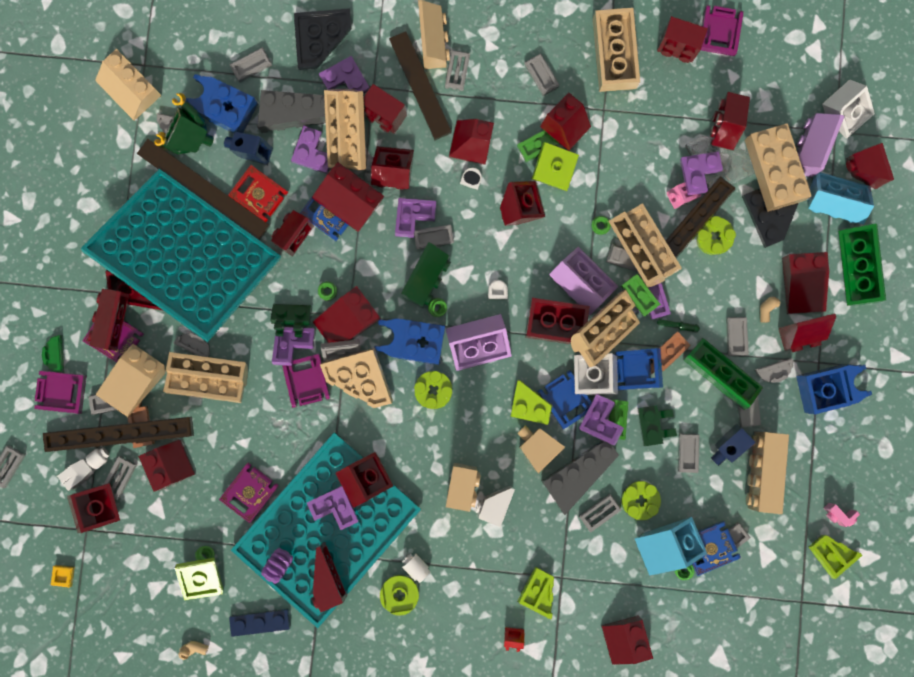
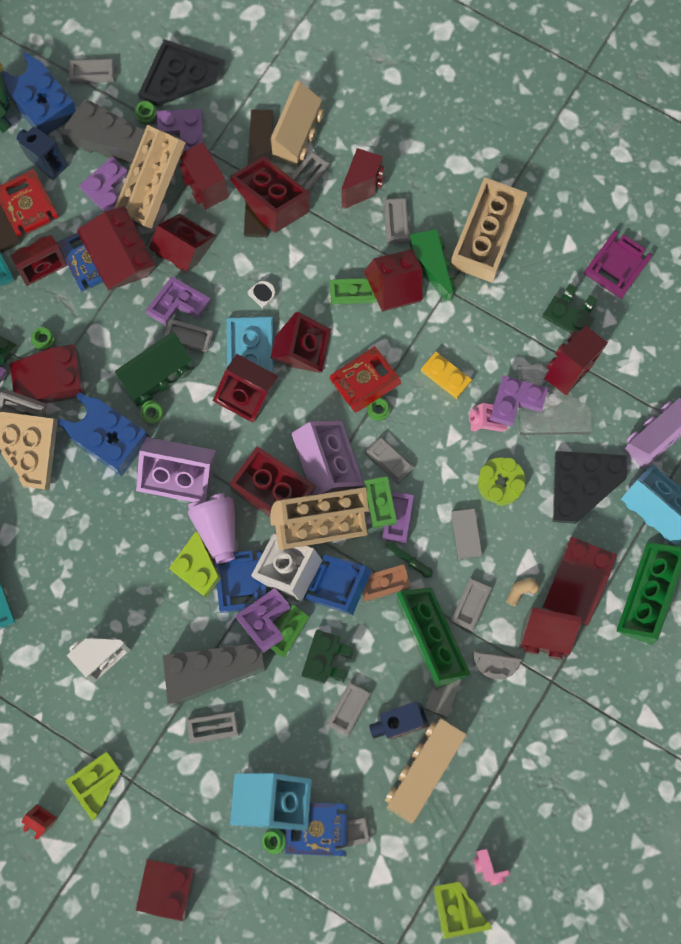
camera: 25 degrees right, 10 degrees down
(310, 73) = (143, 107): none -> bright green plate
(435, 379) = (90, 489): lime plate -> none
(441, 98) = (271, 194): none -> dark red slope
(461, 488) = (67, 610): tan brick -> none
(472, 140) = (284, 255): dark red slope -> none
(484, 226) = (251, 339): none -> medium azure tile
(497, 290) = (227, 425): white tile -> none
(498, 257) = (244, 388): none -> dark red slope
(504, 52) = (363, 178): none -> dark red slope
(531, 370) = (216, 526): none -> lavender cone
(539, 447) = (181, 618): tan torso -> none
(555, 166) = (359, 322): lime plate -> none
(579, 210) = (361, 383): none -> red container
(590, 96) = (434, 265): none -> green slope
(636, 175) = (446, 375): none -> yellow plate
(645, 245) = (412, 451): tan brick -> none
(649, 508) = (253, 741): lime plate -> none
(682, 40) = (565, 251): dark red brick -> none
(699, 216) = (476, 456): dark brown tile -> none
(703, 88) = (567, 316): none -> dark green plate
(709, 287) = (466, 534): none -> light grey tile
(777, 167) = (605, 435): tan brick -> none
(837, 386) = (557, 716): blue brick -> none

